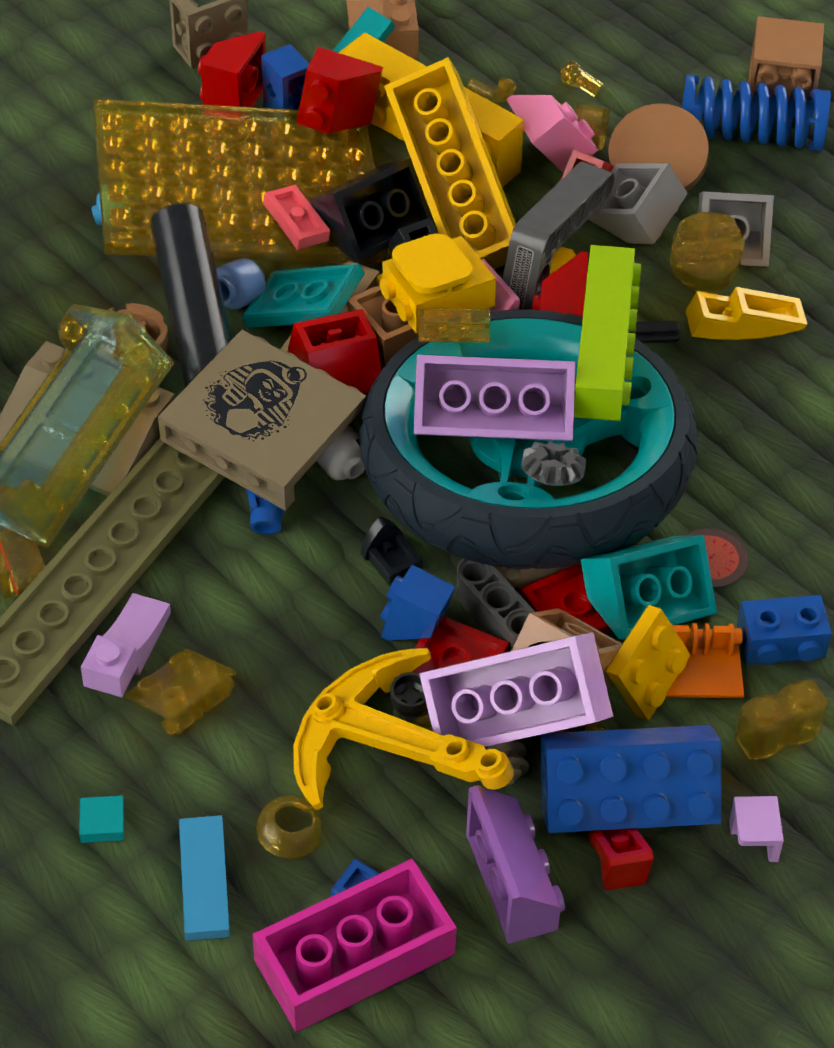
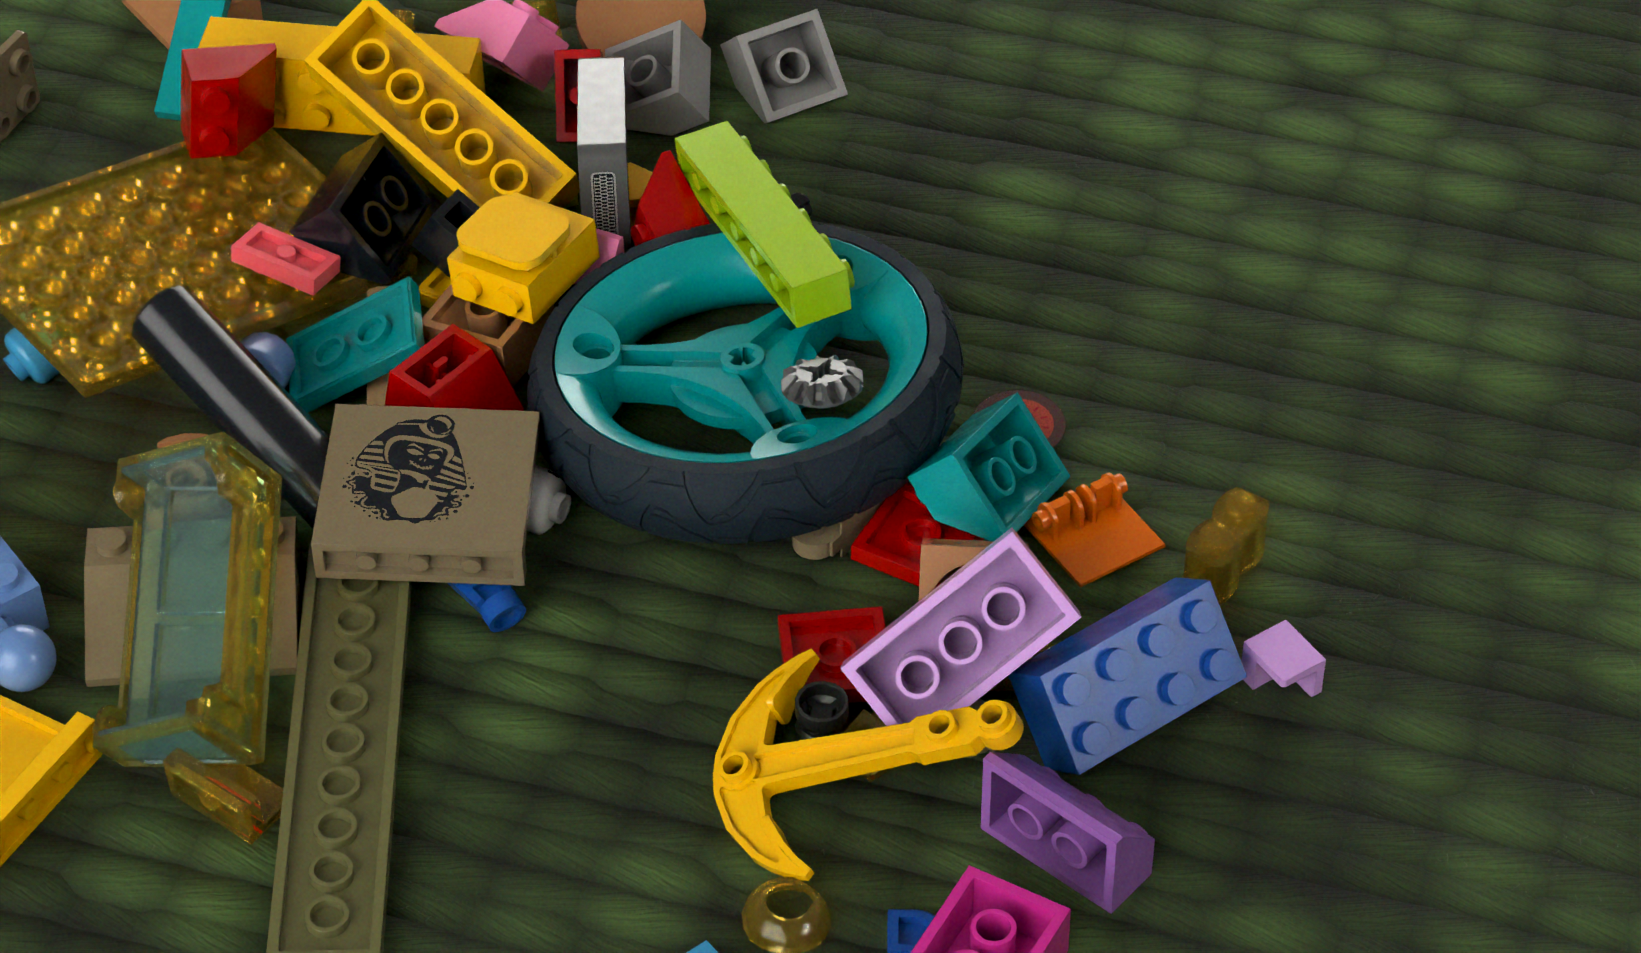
camera: 30 degrees left, 5 degrees down
(125, 645) = (449, 819): lavender slope -> none
(184, 689) = (552, 832): clear yellow hinge -> none
(233, 71) = (65, 130): red slope -> none
(283, 78) = (142, 113): blue brick -> none
(389, 550) = (671, 579): black tile -> none
(415, 605) = (761, 614): blue slope -> none
(454, 325) = (582, 291): clear yellow piece -> none
(491, 600) = (838, 576): dark grey beam -> none
(494, 398) = (700, 343): lavender slope -> none
(623, 857) = (1174, 758): red slope -> none
(648, 662) = (1059, 540): yellow plate -> none
(706, 251) = (782, 101): clear yellow brick -> none
(744, 315) = (864, 155): yellow slope -> none
(784, 629) = (1160, 455): blue brick -> none

